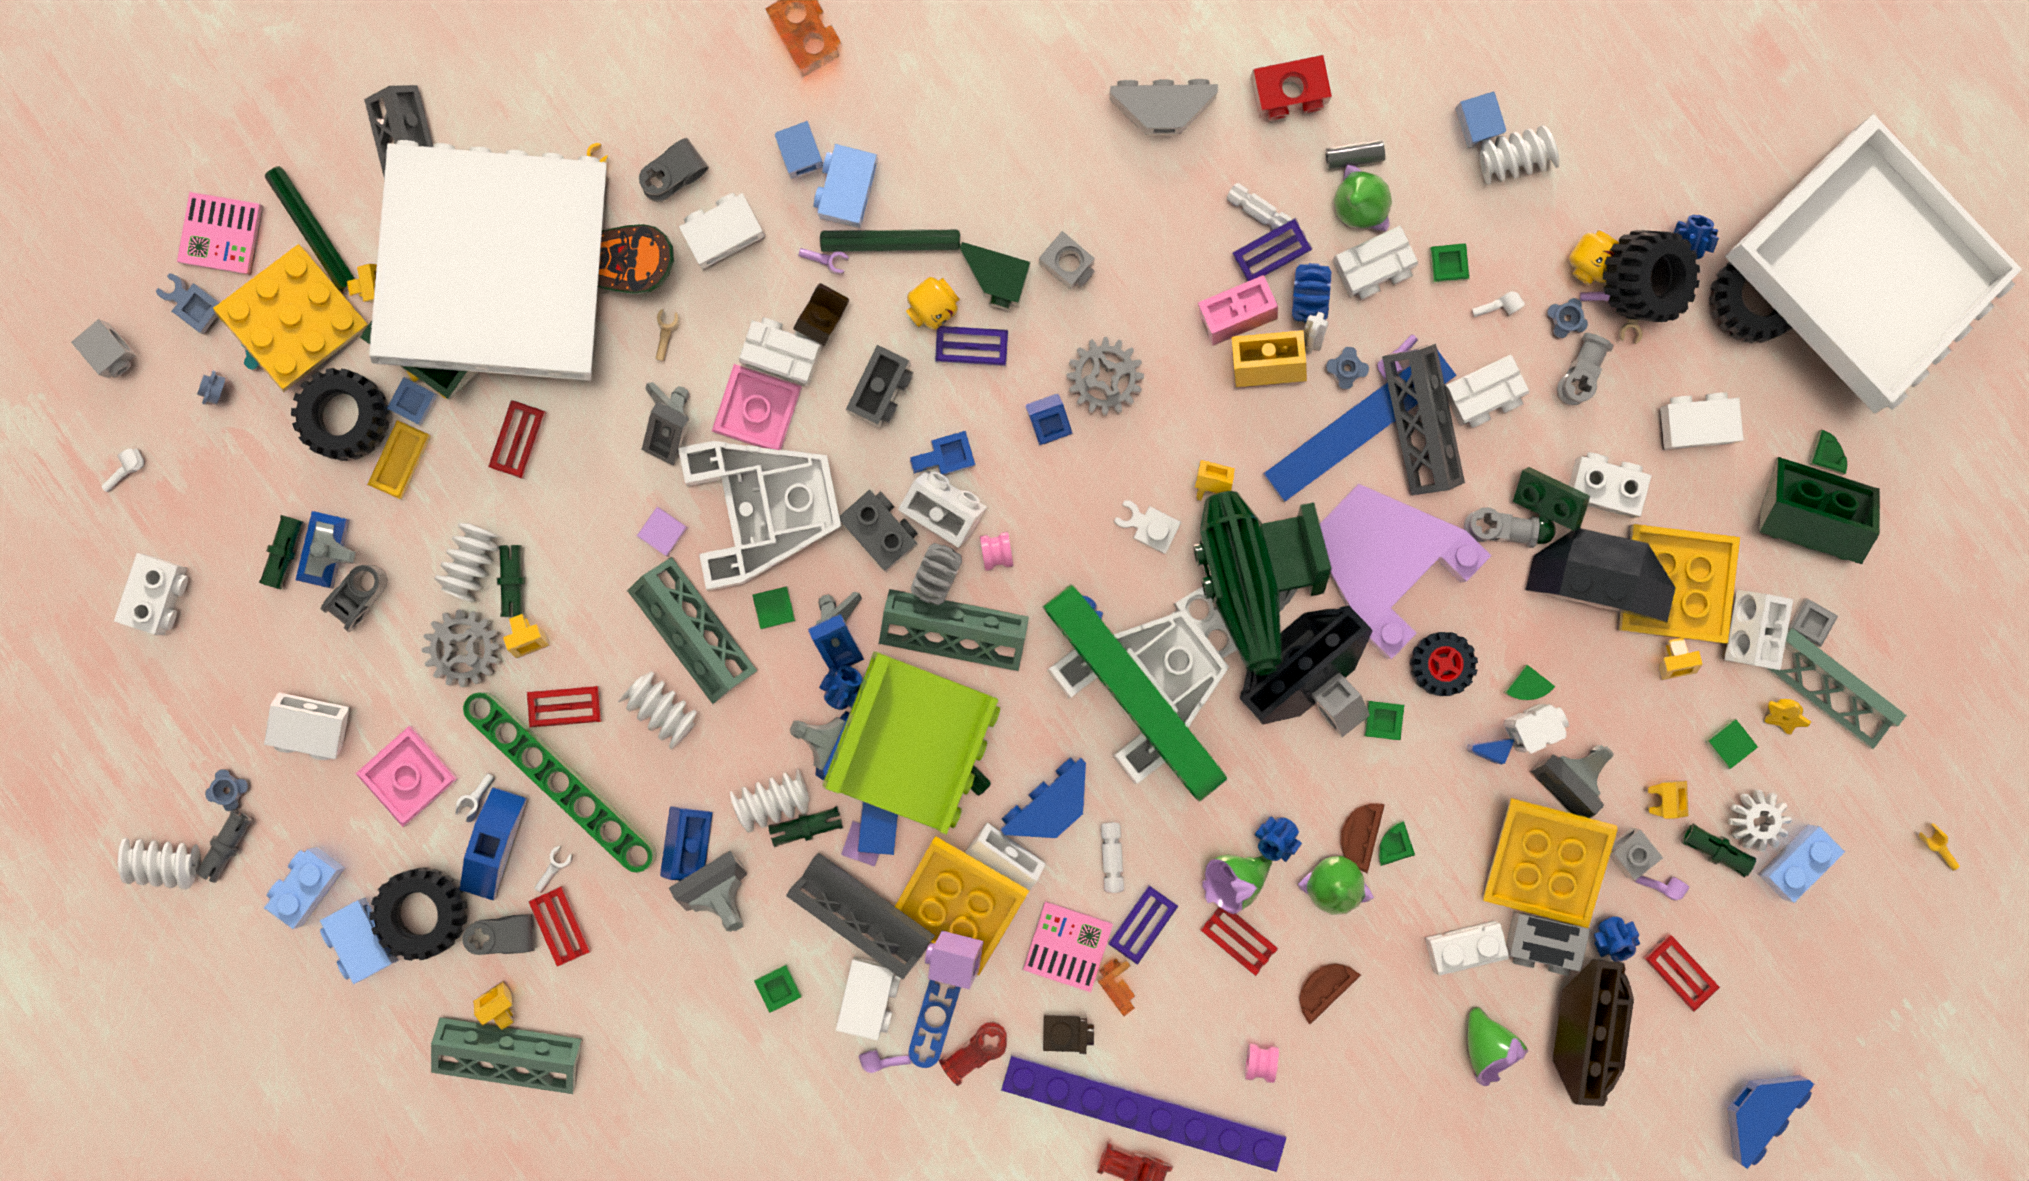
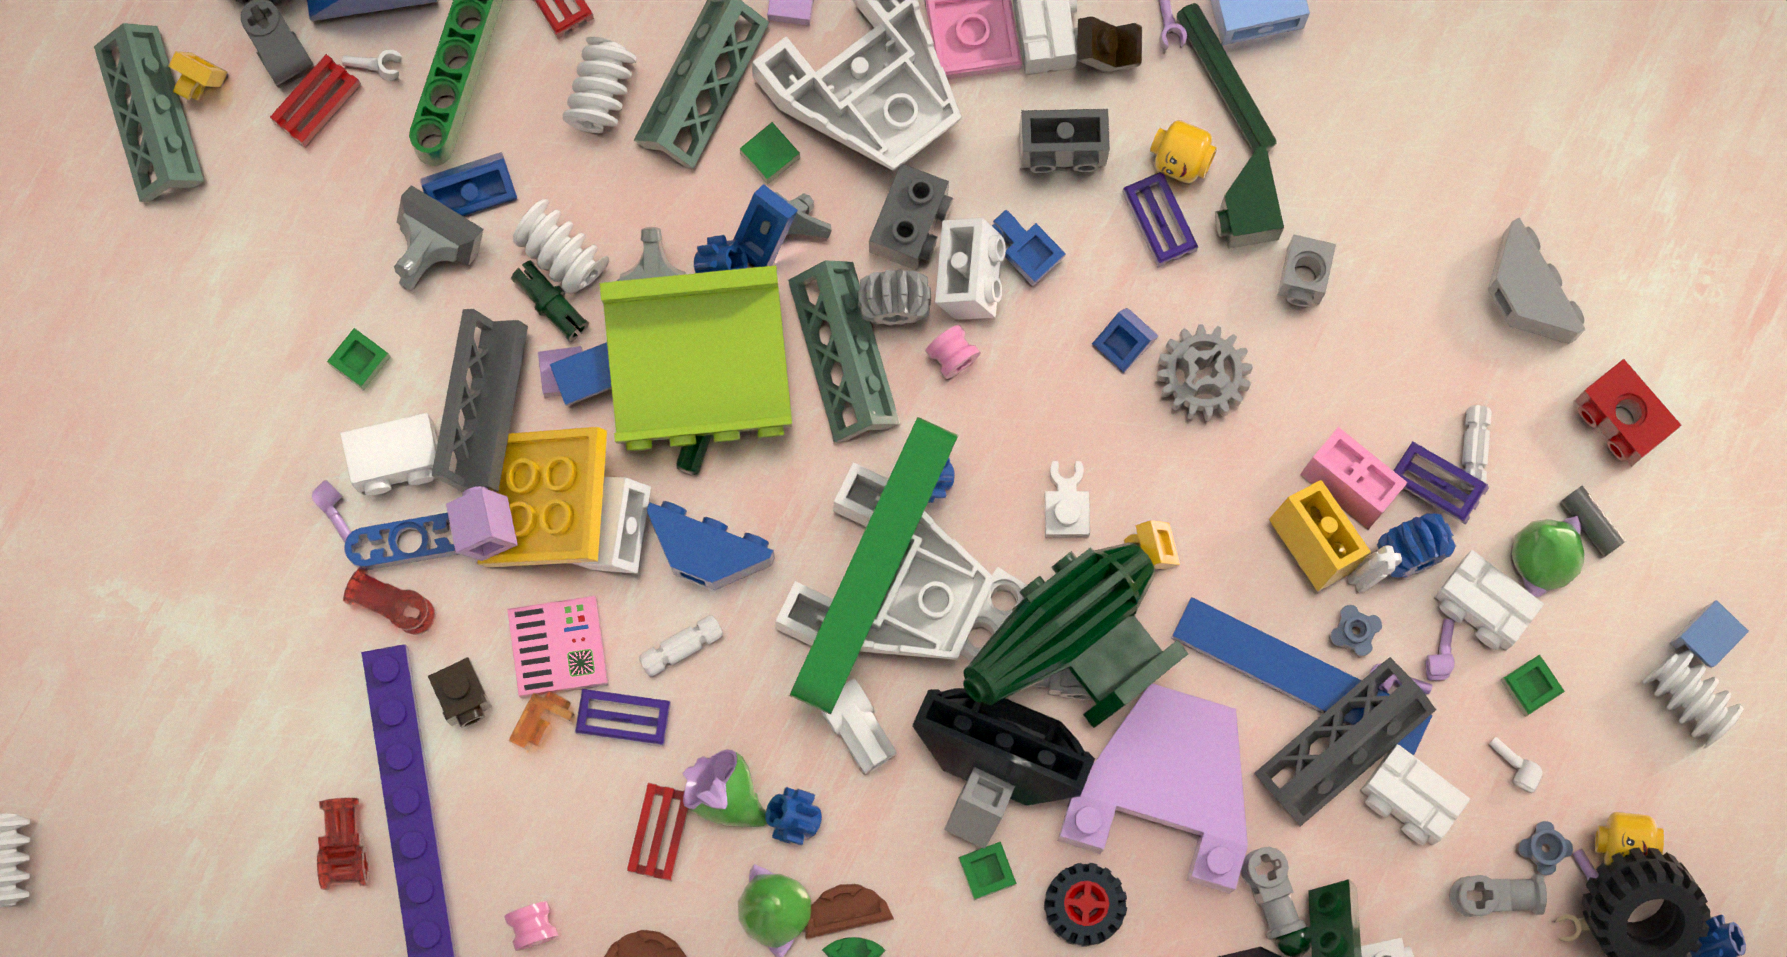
camera: 65 degrees right, 10 degrees down
(1242, 759) = (859, 728): none -> white piece
(1402, 319) = (1441, 665): none -> lavender hand

